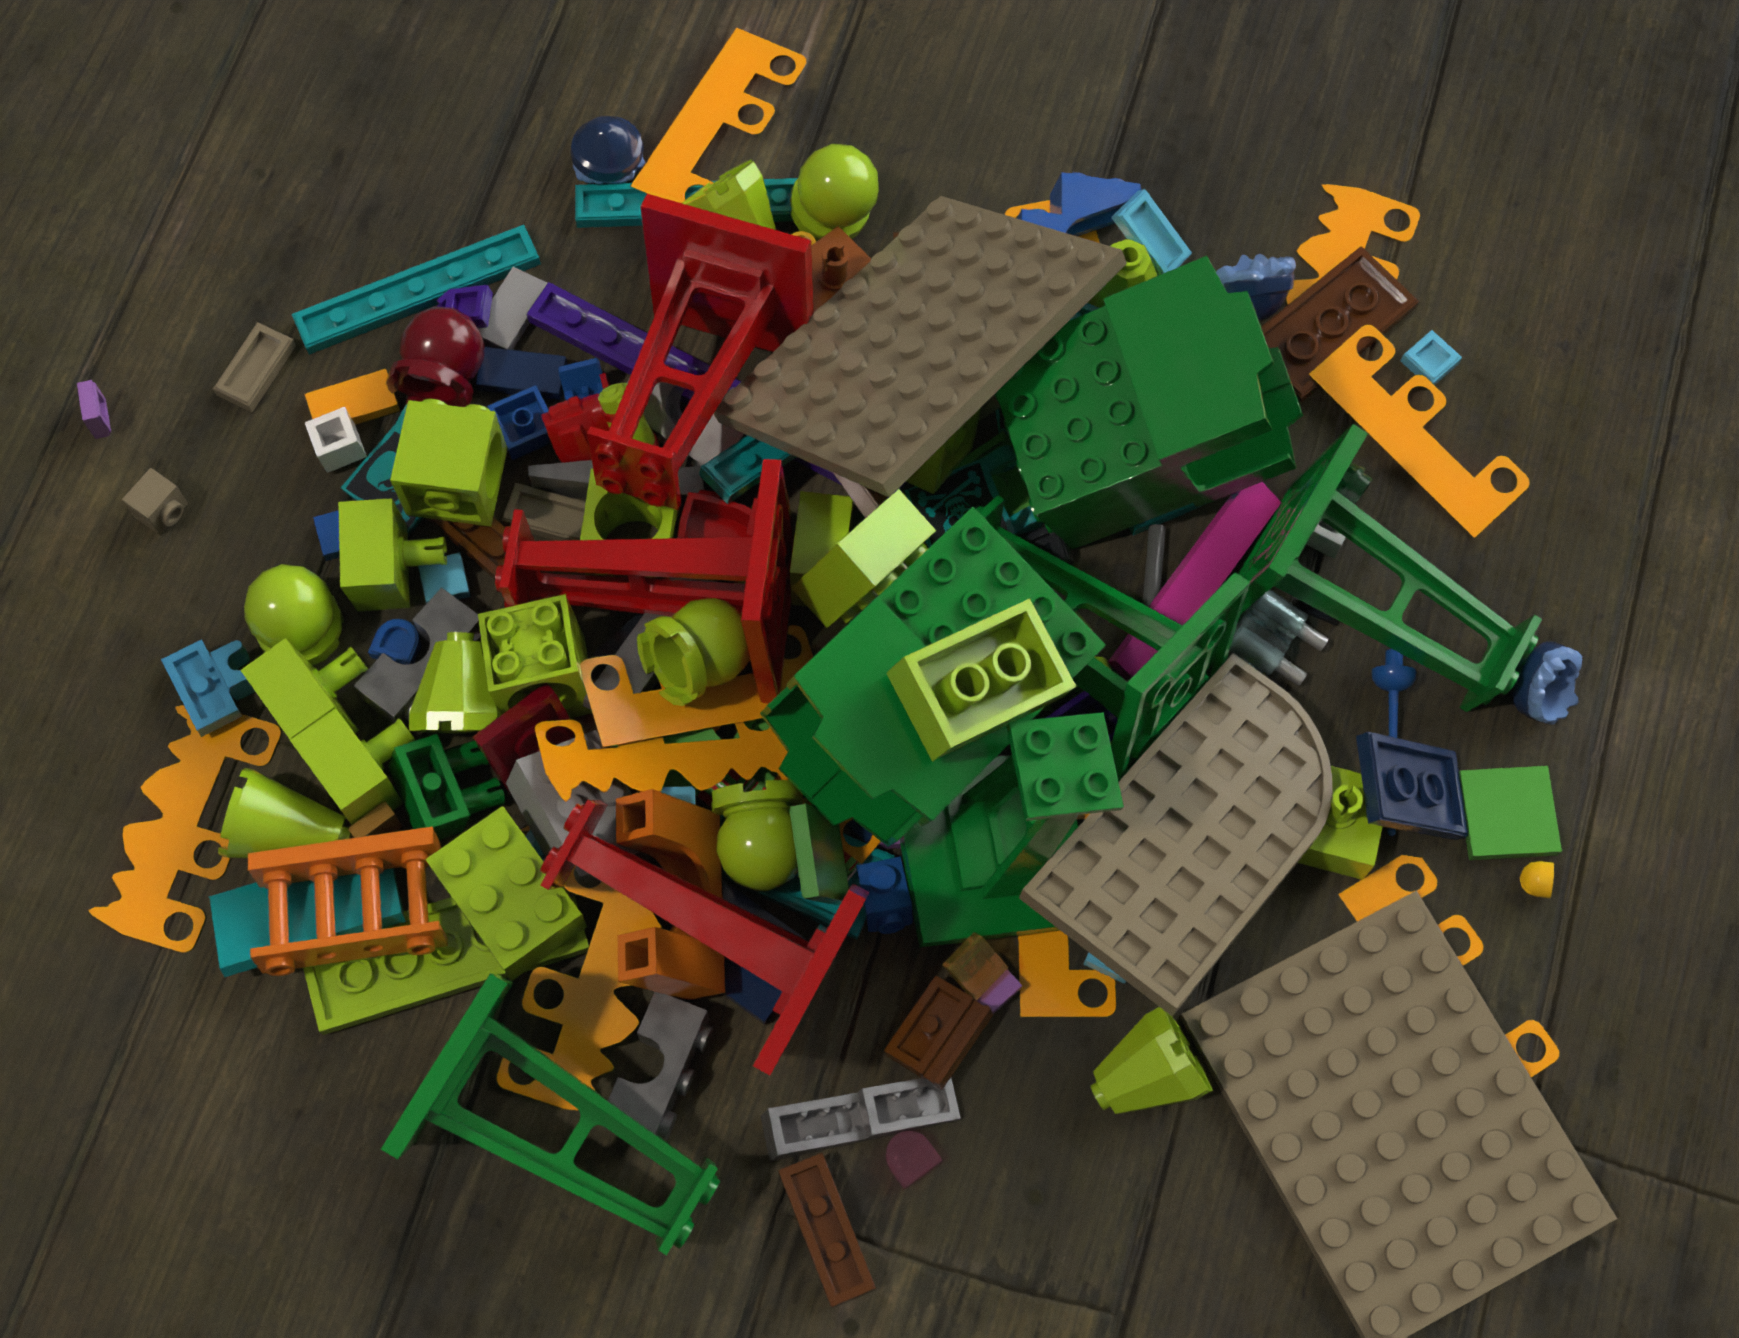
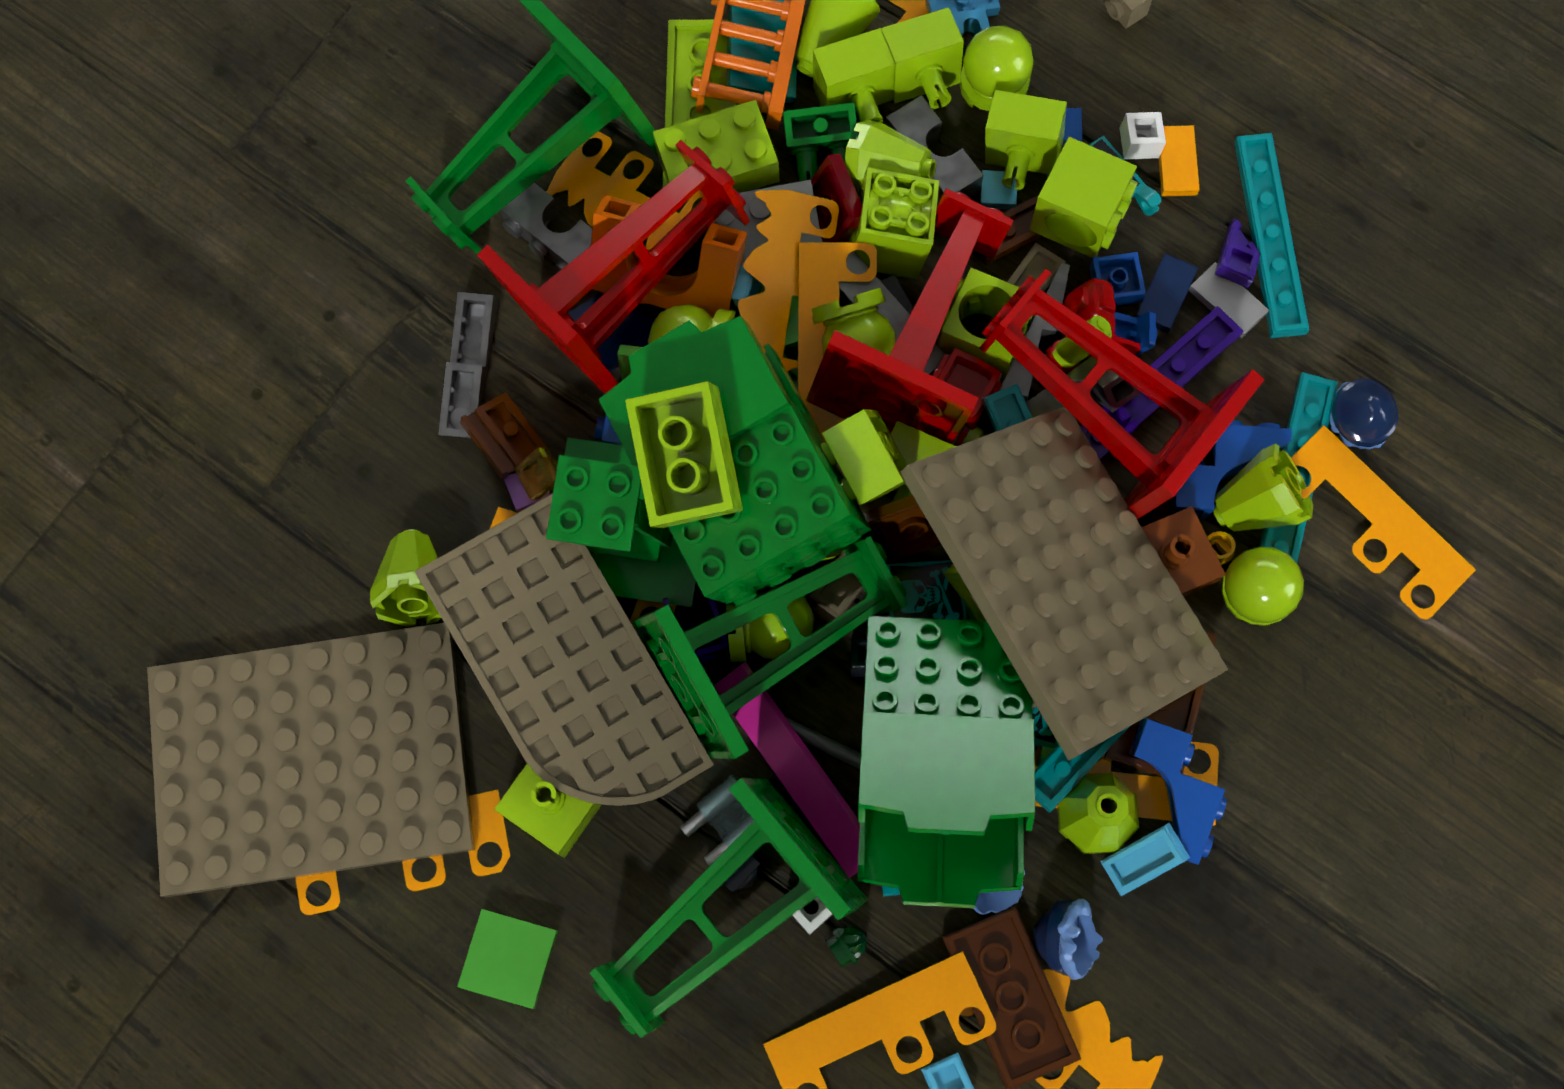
camera: 115 degrees right, 5 degrees up
(254, 367) = (1232, 98): dark tan tile -> none
(377, 821) = (808, 88): pearl gold tile -> none
(397, 640) = (953, 140): blue tile -> none
(439, 357) = (1192, 224): dark red tile -> none
(827, 1230) = (396, 314): reddish brown plate -> none
(910, 1157) = (424, 390): clear pink tile -> none
(1393, 678) = (652, 906): blue sword -> none
(1411, 786) = (549, 871): dark blue tile -> none
(1538, 878) = (442, 956): yellow hinge -> none
(1547, 682) = (600, 1037): medium blue hair -> none

